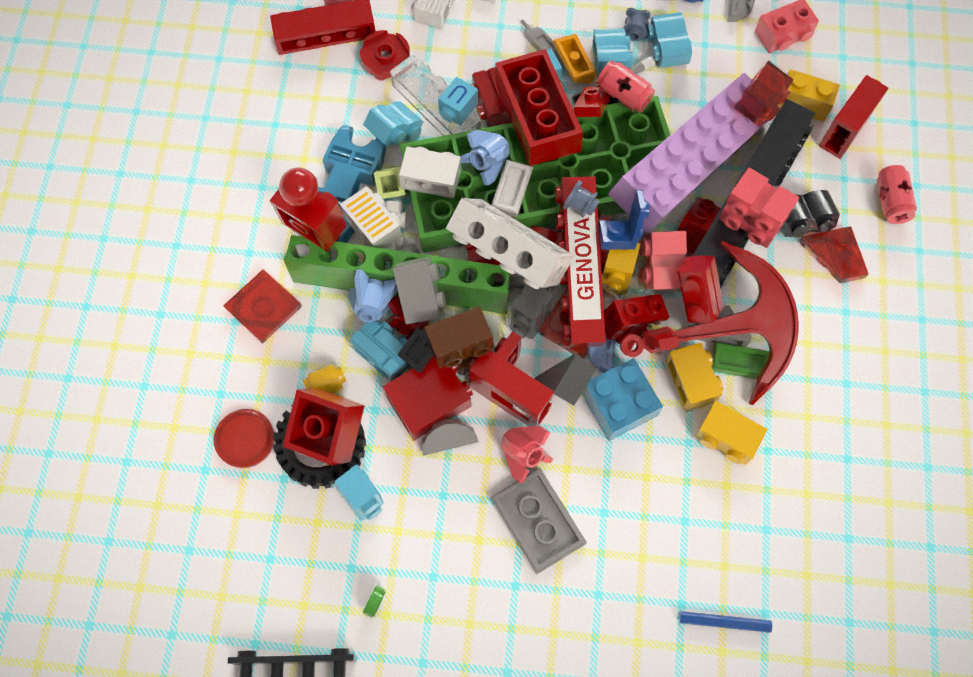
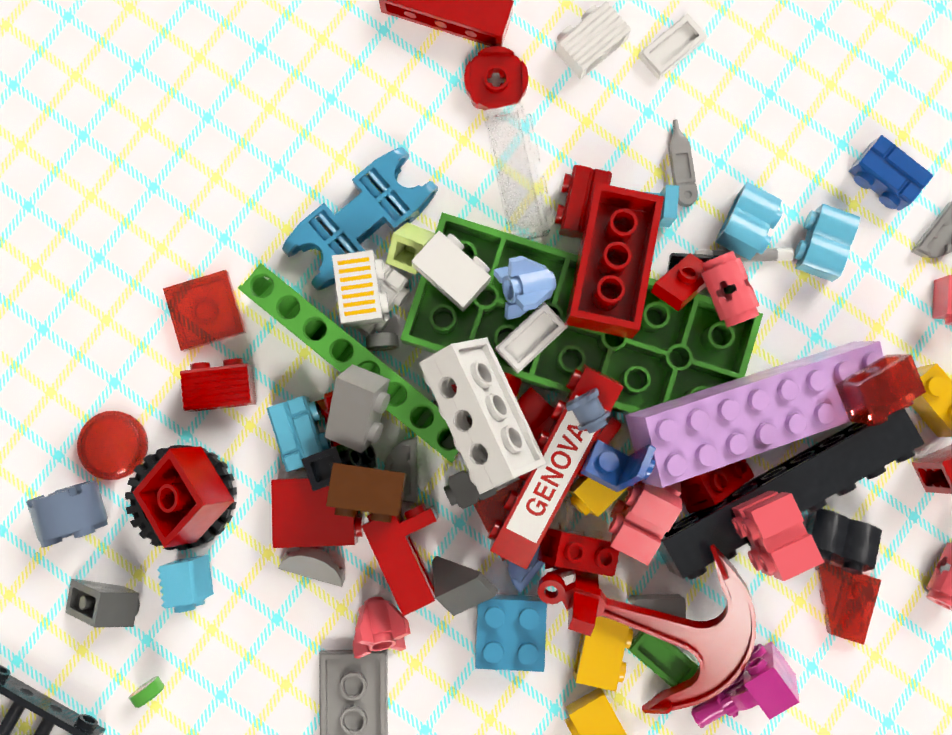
camera: 25 degrees right, 15 degrees up
(237, 495) = (67, 512): none -> sand blue brick
(301, 553) = (102, 604): none -> dark grey slope
(304, 349) = (219, 386): none -> red brick
(308, 210) = (282, 259): red brick -> none
(327, 379) = (220, 435): yellow brick -> none
(370, 296) = (308, 378): light blue brick -> none
(393, 123) = (453, 178): medium azure brick -> none
(458, 101) = (533, 196): medium azure brick -> none
(575, 59) = (703, 206): light orange slope -> none
(636, 23) = (800, 201): sand blue brick -> none
(700, 289) = (658, 578): red brick -> none
(818, 326) = (763, 682): none -> dark pink brick

